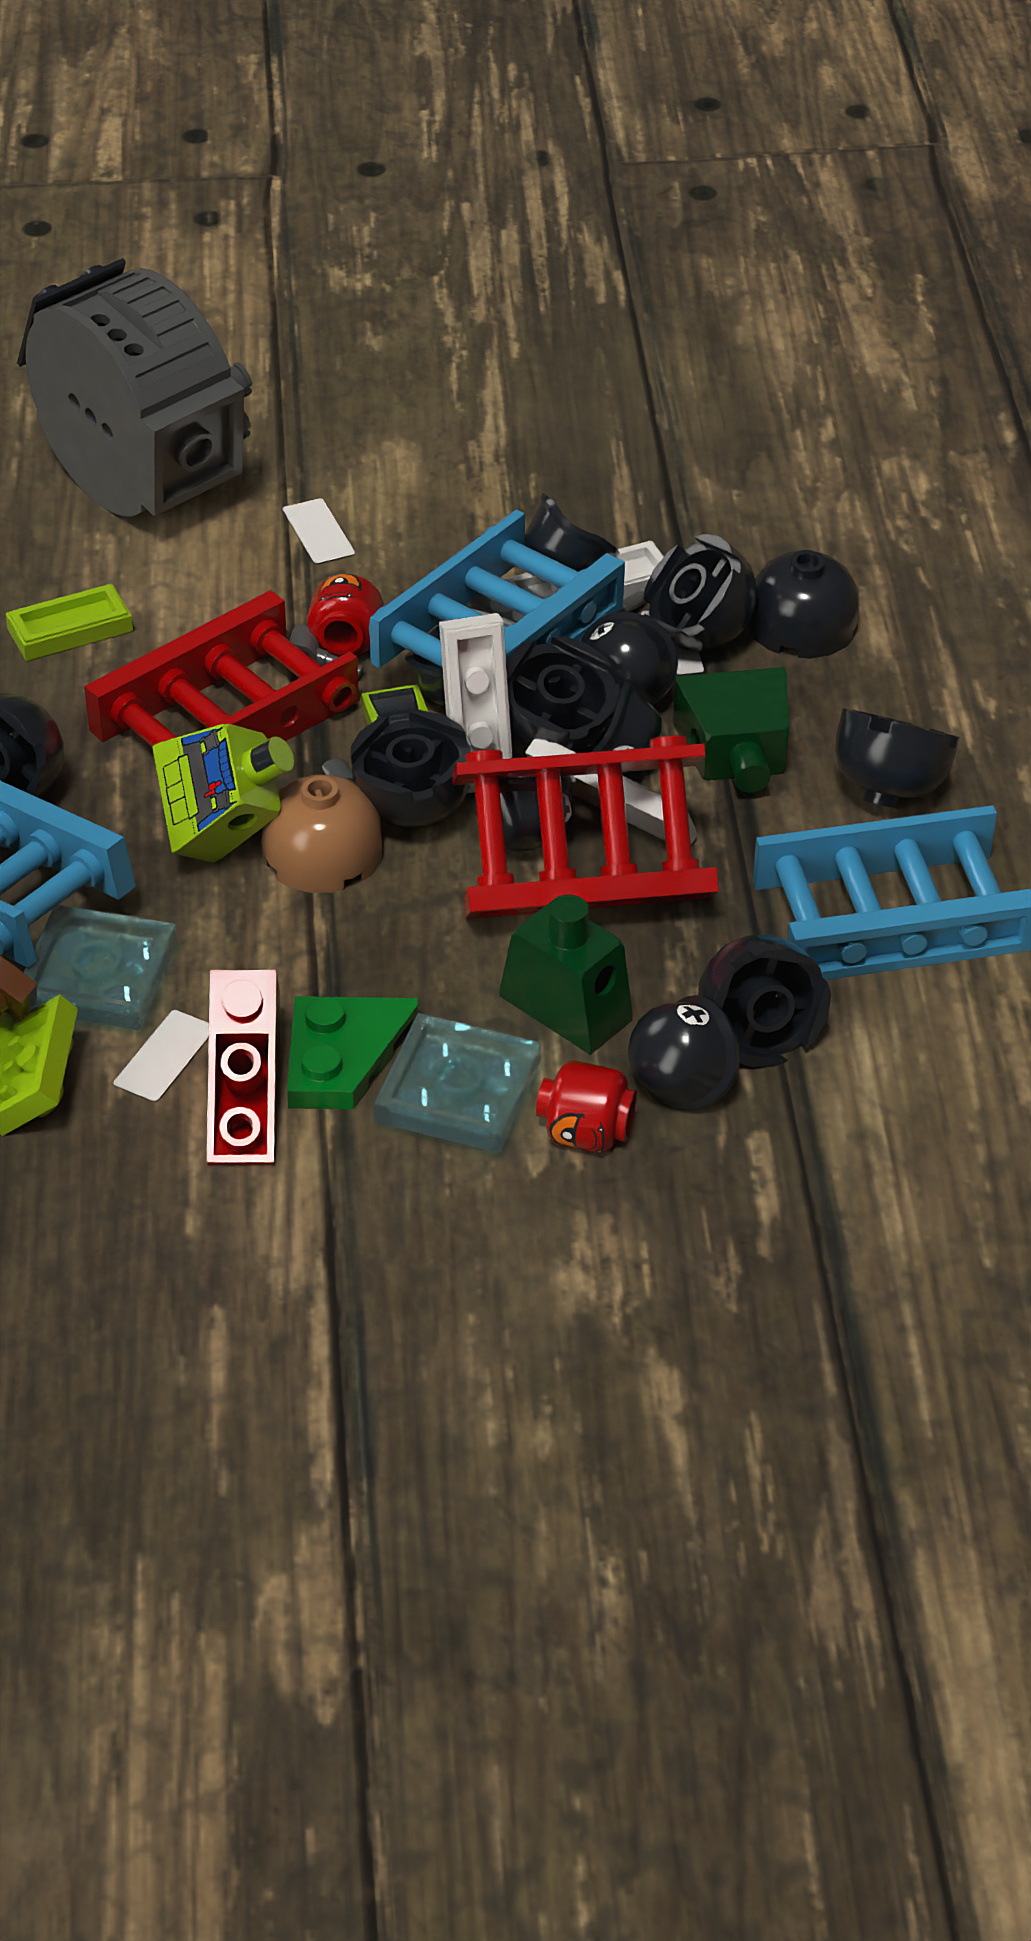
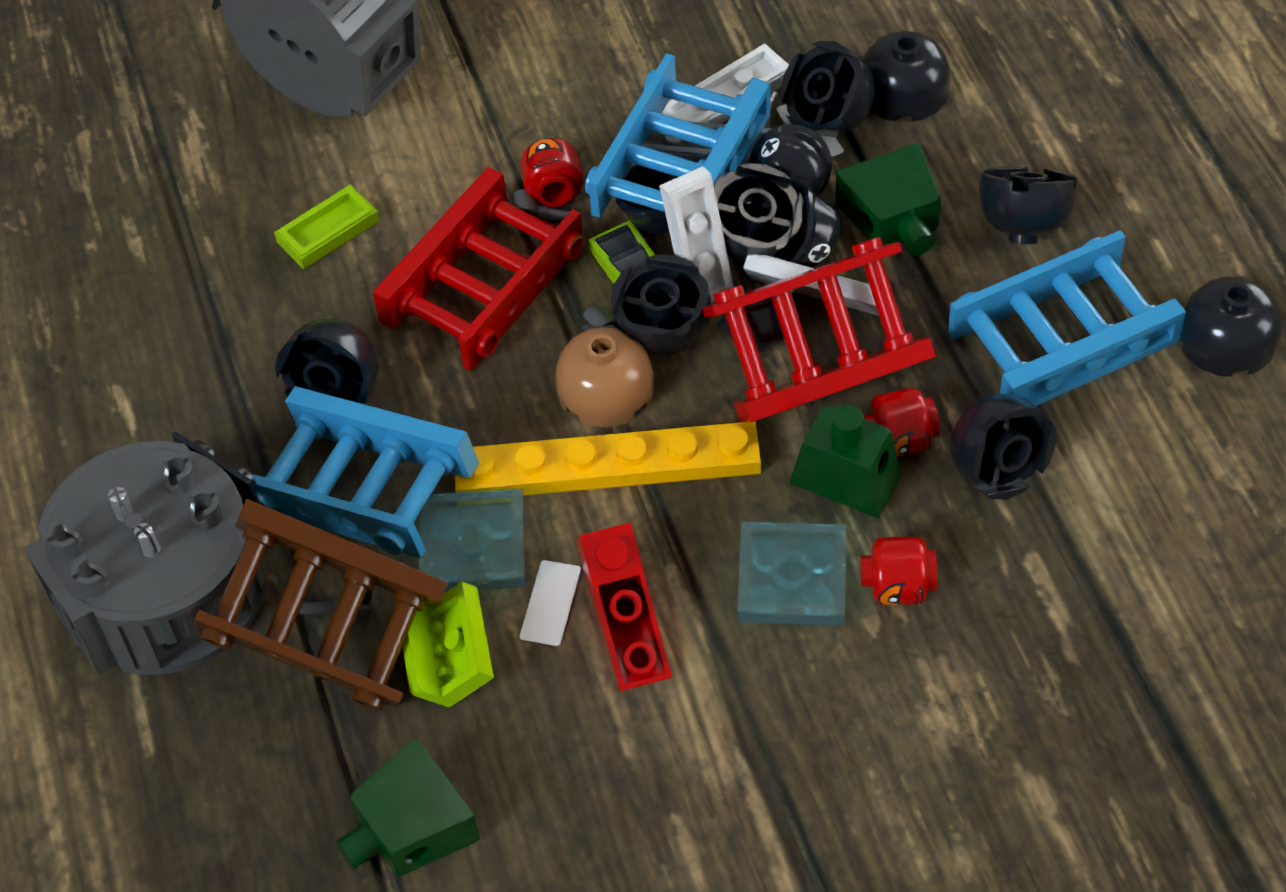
camera: 10 degrees left, 10 degrees up
(219, 787) = (519, 362): lime torso -> none
(305, 924) = (616, 460): none -> yellow plate
(318, 530) = (494, 92): white sticker -> none
(341, 1047) = (687, 562): green wing -> none
(562, 541) = (705, 71): black helmet -> none
(658, 954) = (908, 417): none -> red head
(685, 1053) = (961, 505): black helmet -> none

